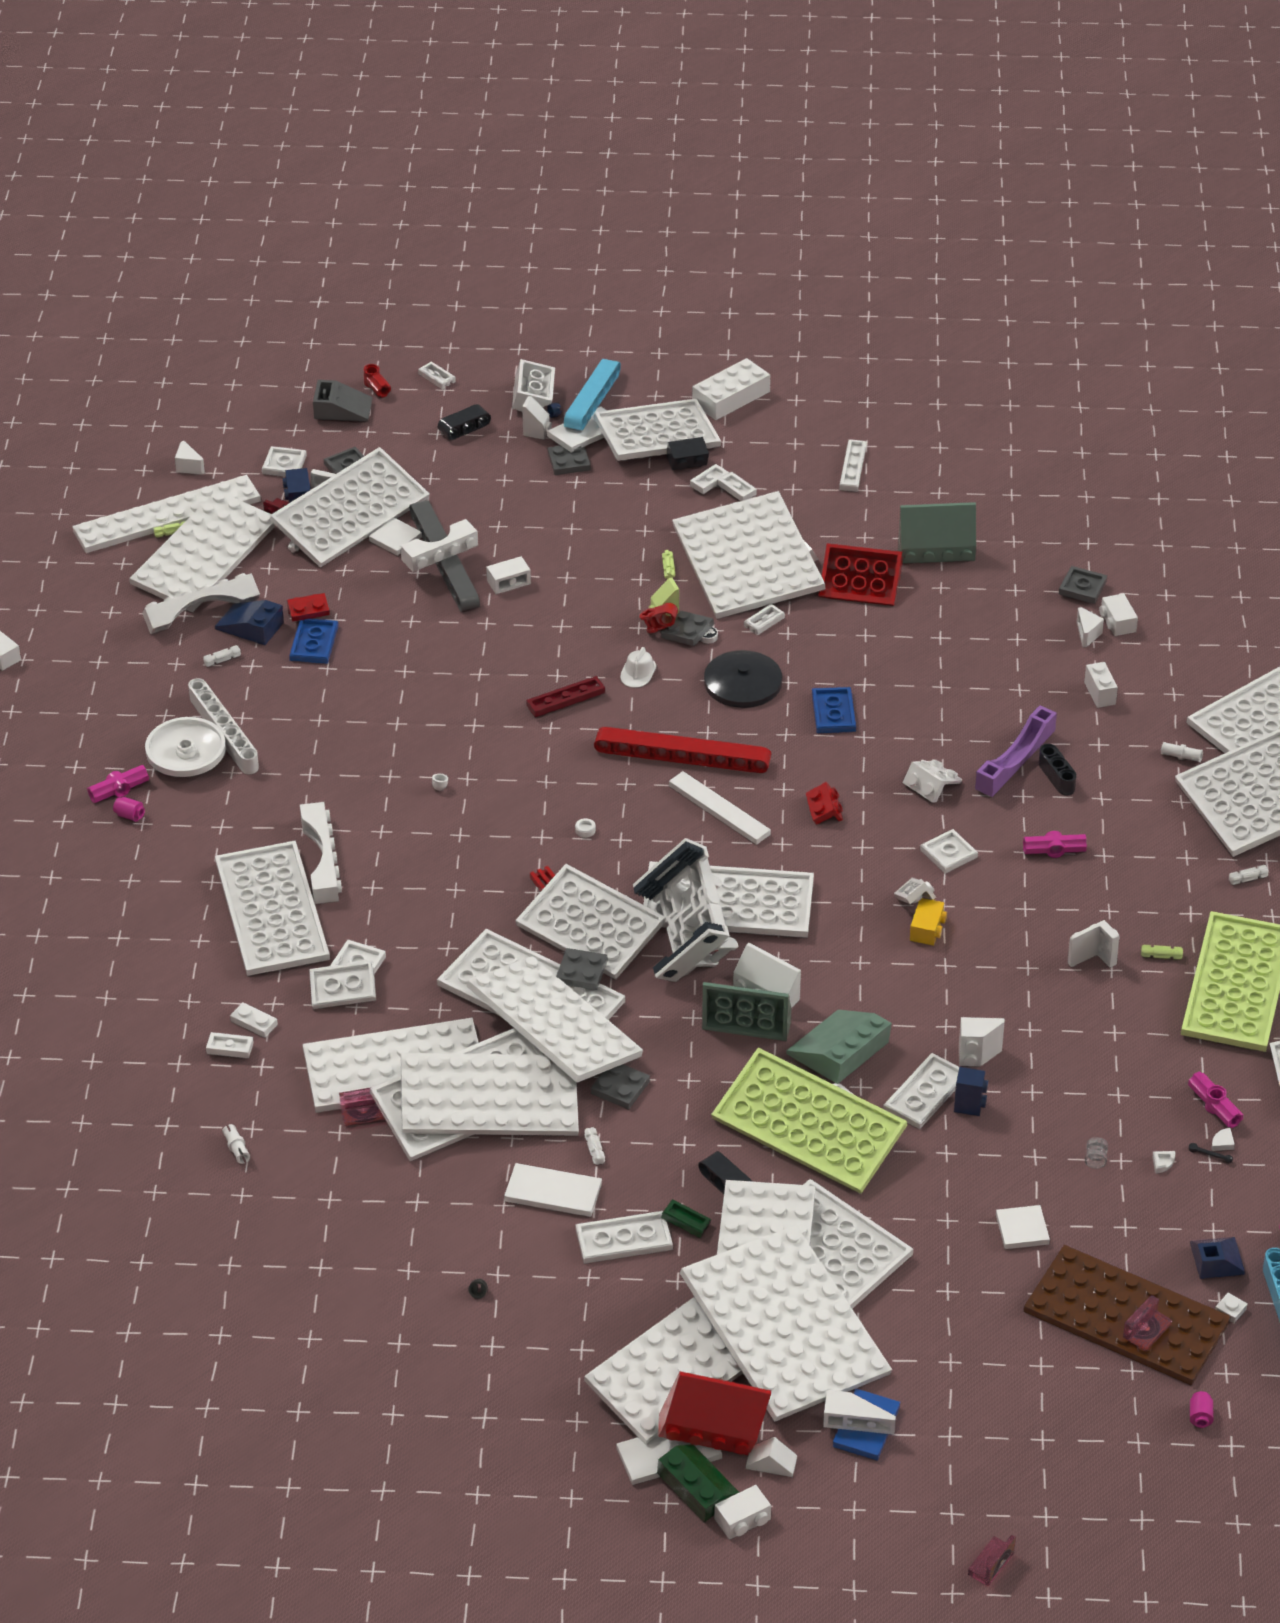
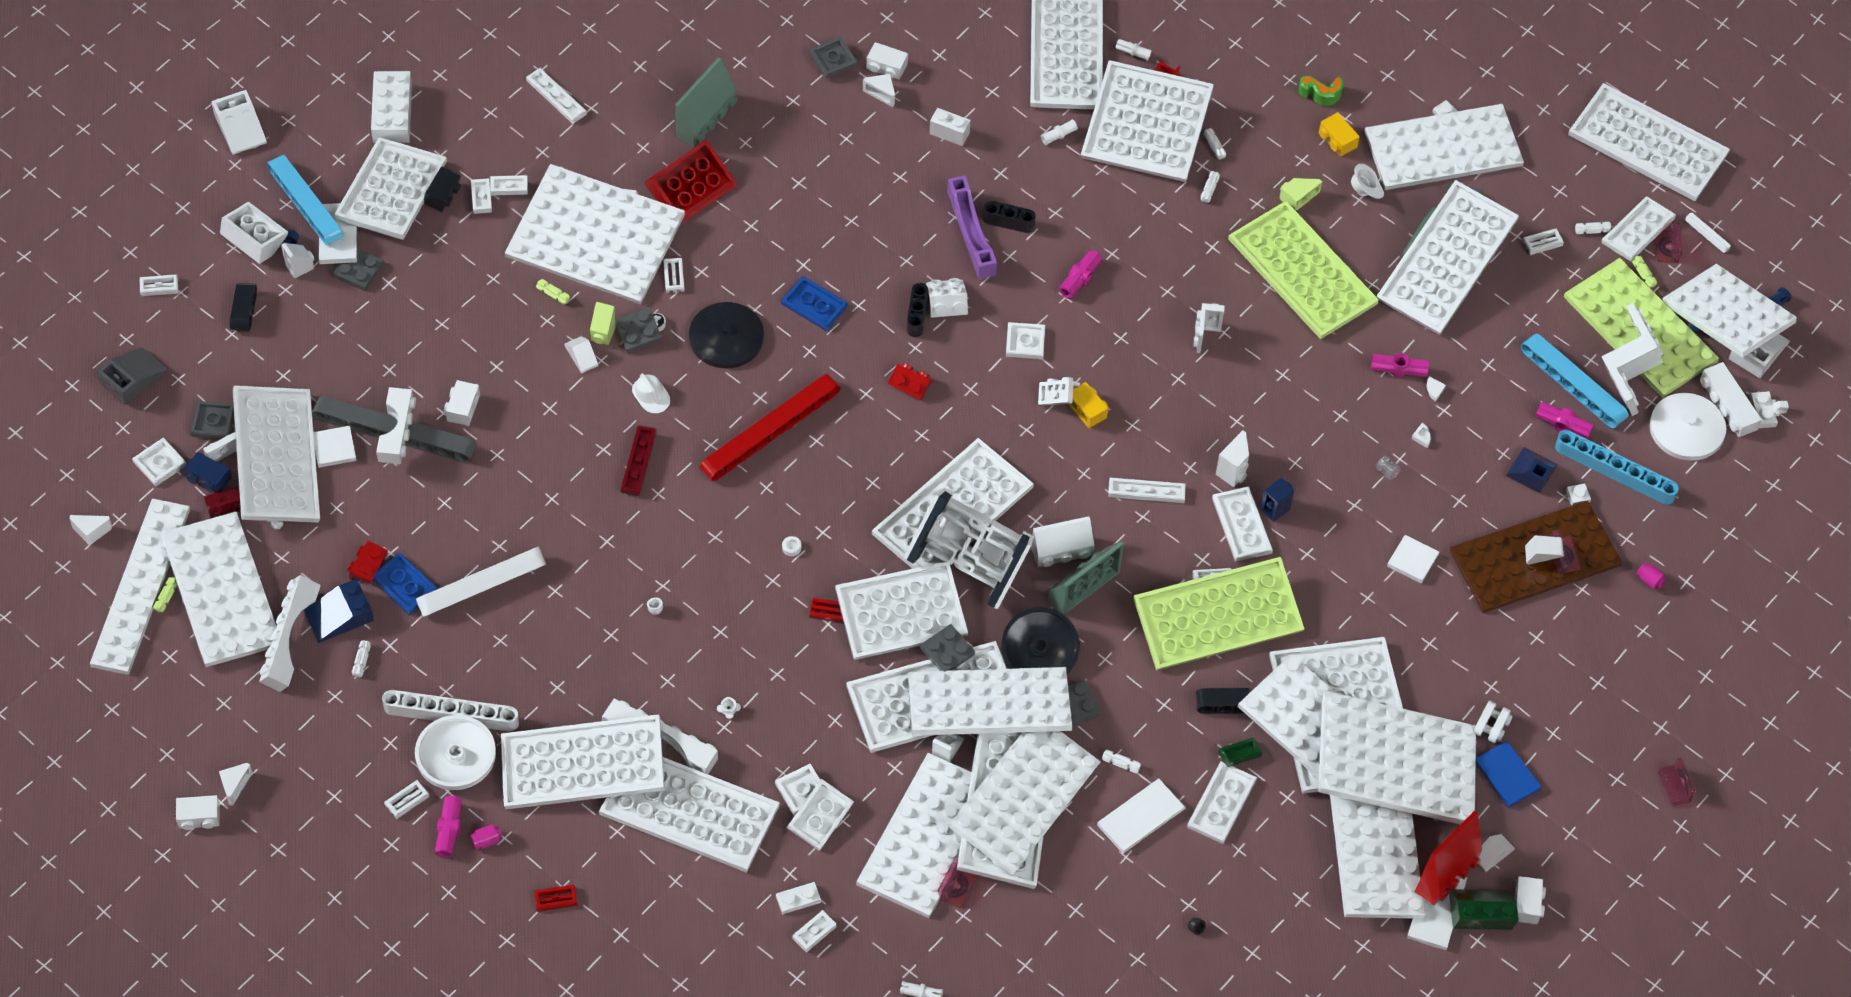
camera: 55 degrees left, 15 degrees up
(43, 652) = (234, 780): none -> white slope
(112, 883) = (540, 906): none -> red tile
(122, 750) = (399, 812): none -> white tile
(248, 818) = (582, 762): none -> white plate
(356, 674) = (480, 581): none -> white beam
(375, 380) = (122, 331): red piece -> none
(391, 876) = (728, 702): none -> white plate
(489, 1022) = (946, 746): none -> white slope
(622, 325) = (238, 122): none -> white slope
(628, 612) = (582, 354): none -> white slope
(652, 1019) = (1040, 640): none -> black dish
(656, 618) = (618, 339): red piece -> none
(719, 807) = (850, 447): white tile -> none
(842, 1043) = (1159, 541): sand green slope -> none
(851, 1412) = (1502, 775): white slope -> none
(888, 1009) = (1146, 490): none -> white tile
(894, 768) = (915, 316): none -> black beam
(907, 1378) = (1495, 732): none -> white brick
(1126, 1299) = (1543, 549): none -> white slope
(1162, 951) = (1236, 291): yellowish green axle -> none
(1193, 1148) = (1424, 410): black hinge -> none

